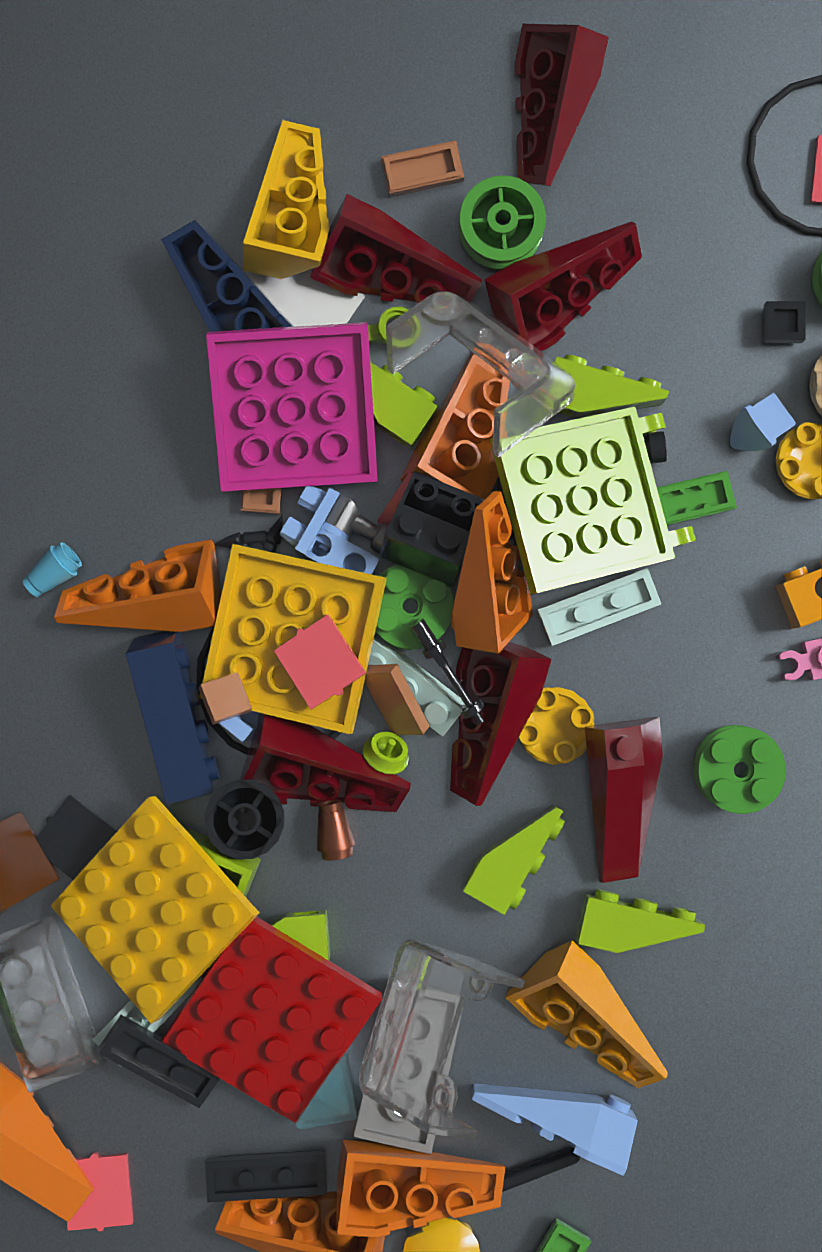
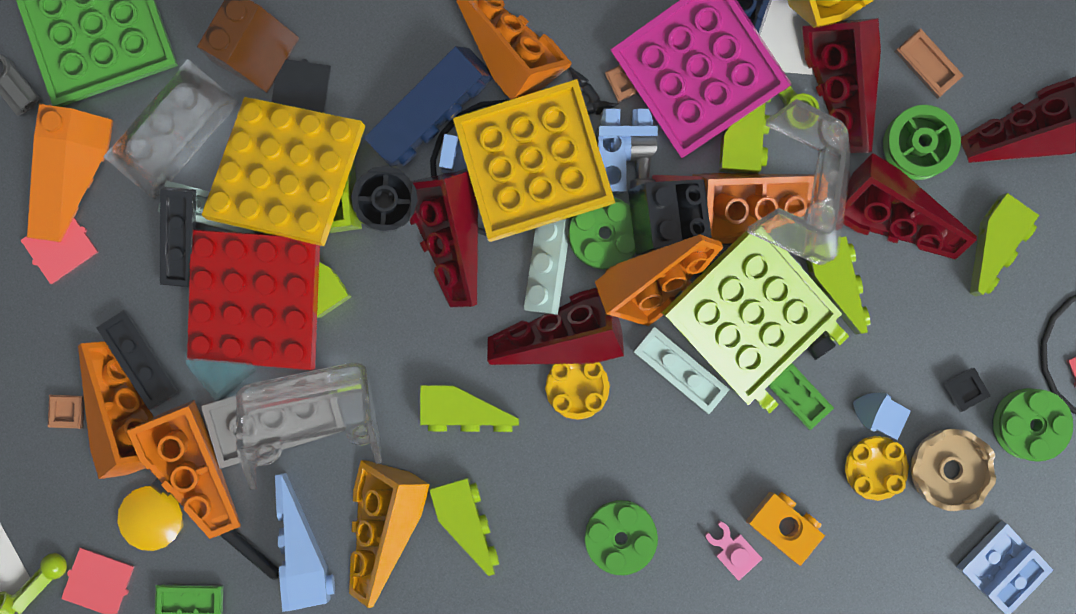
camera: 50 degrees right, 0 degrees up
(225, 698) = (463, 135): nougat tile -> none
(319, 661) = (527, 188): coral piece -> none
(333, 831) = (411, 269): copper cone -> none
(386, 753) = (488, 275): lime hat -> none
(395, 700) = (530, 260): nougat tile -> none
(434, 649) = (583, 265): black piece -> none
(623, 786) = (562, 460): dark red wedge -> none
(644, 198) = (998, 237): none -> lime slope

